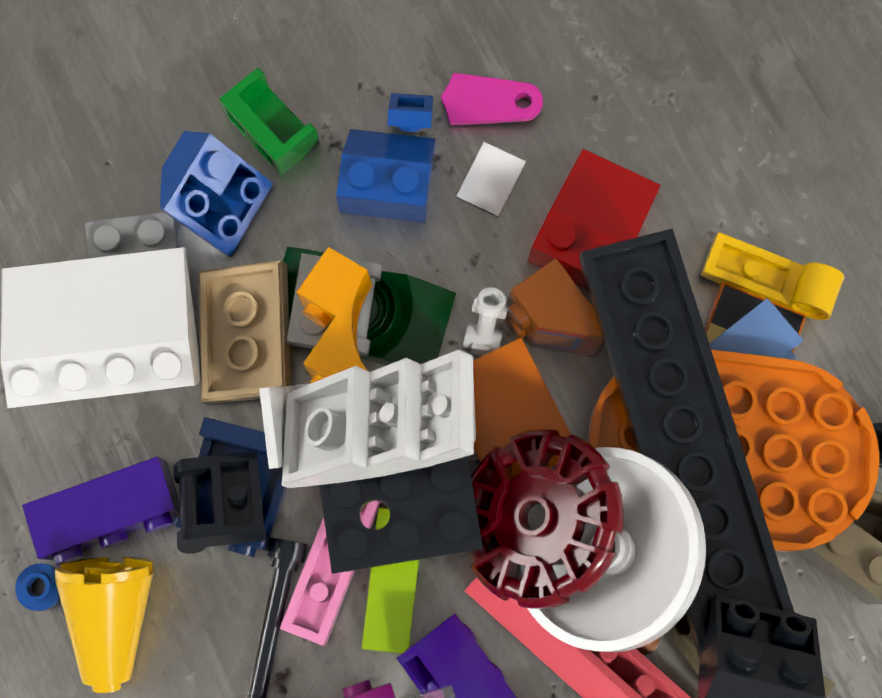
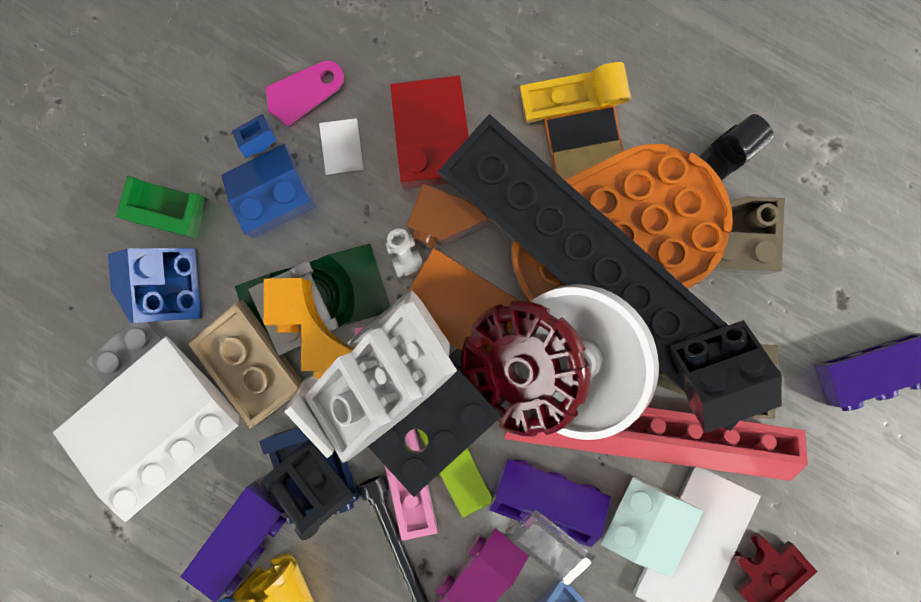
camera: 30 degrees left, 10 degrees up
(760, 333) = (590, 145): medium blue slope -> none

